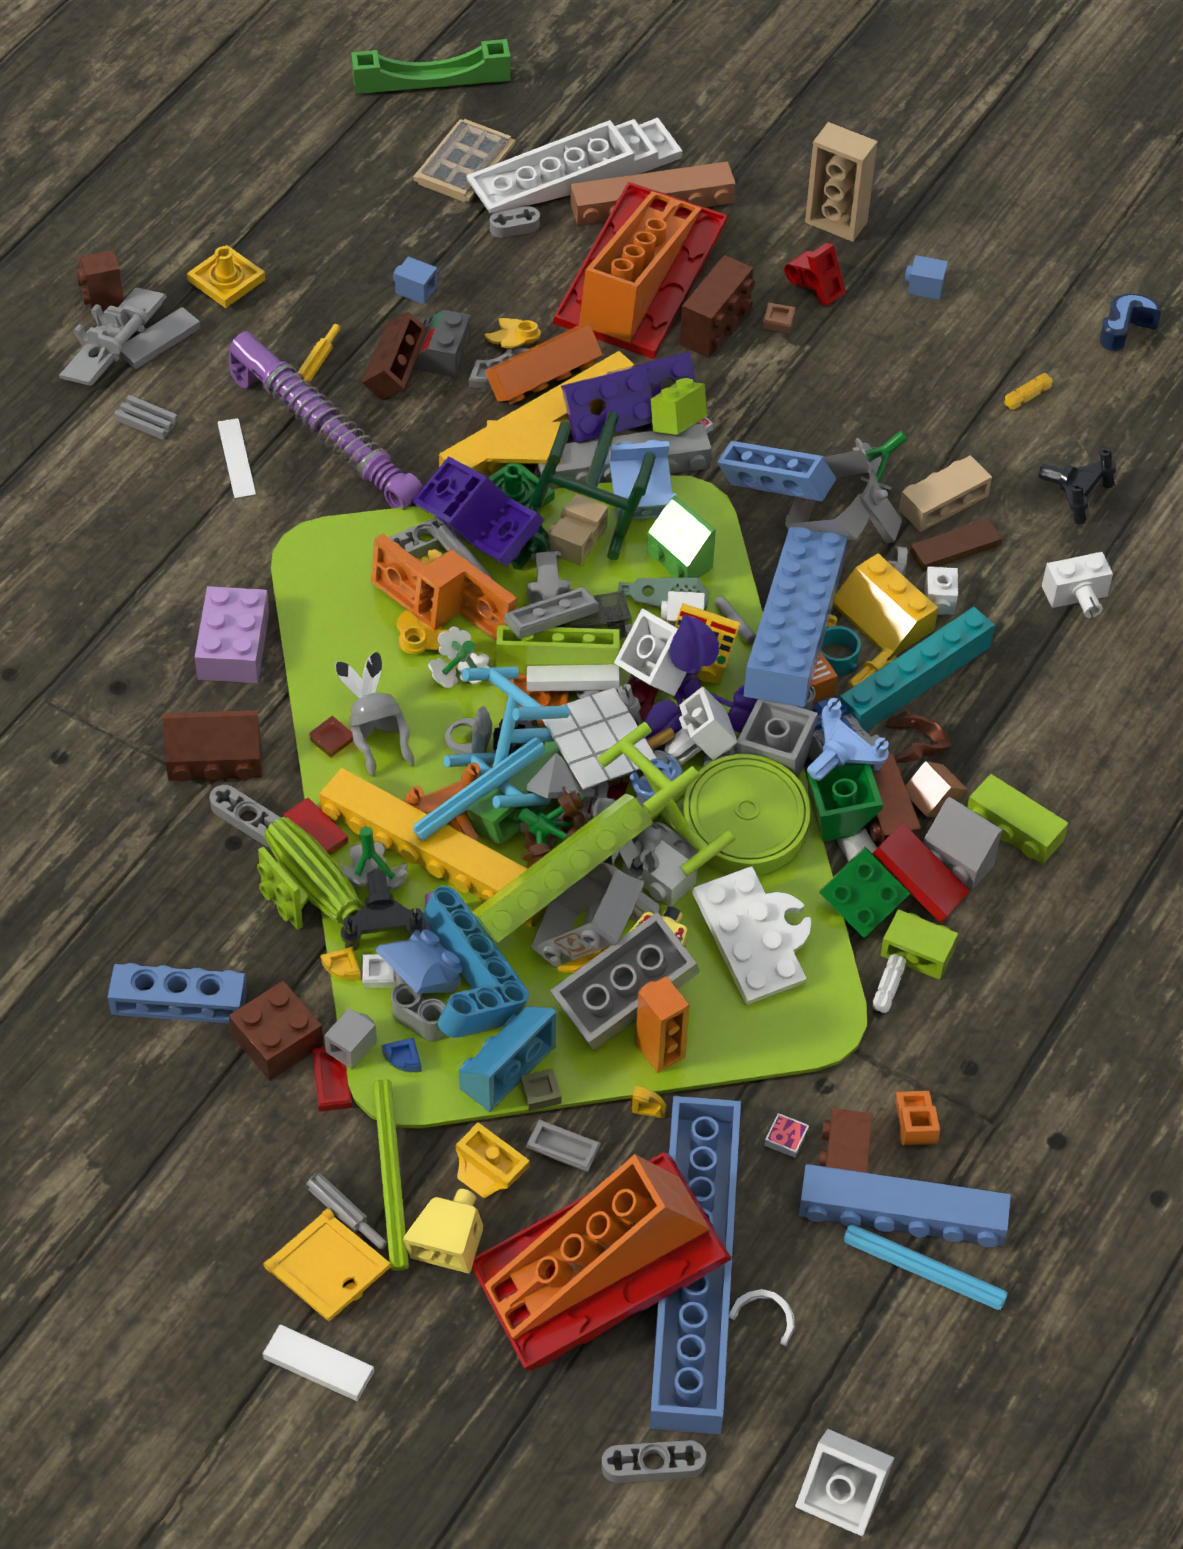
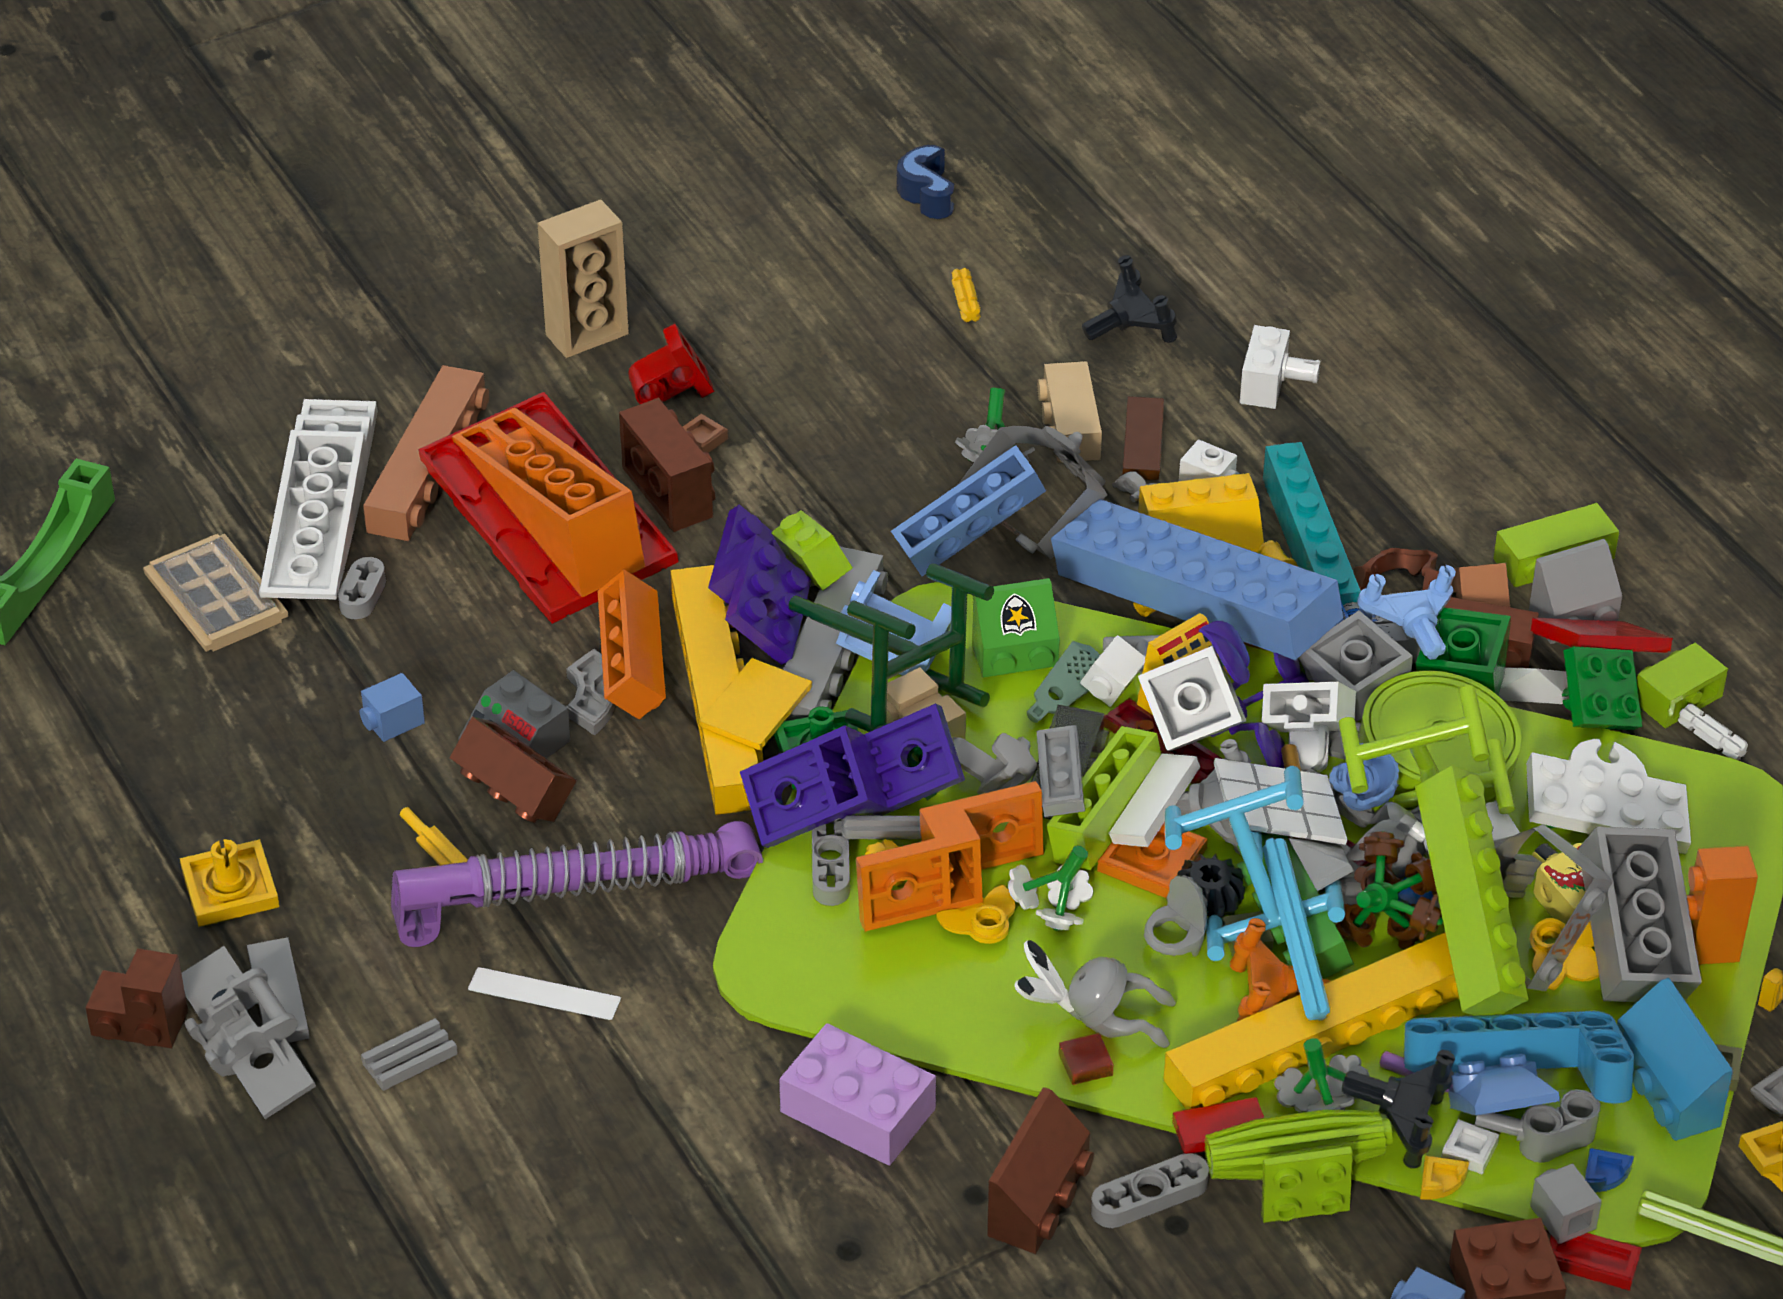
camera: 60 degrees left, 10 degrees down
(514, 333) = (546, 659): yellow plate -> none
(926, 277) = (744, 294): medium blue brick -> none

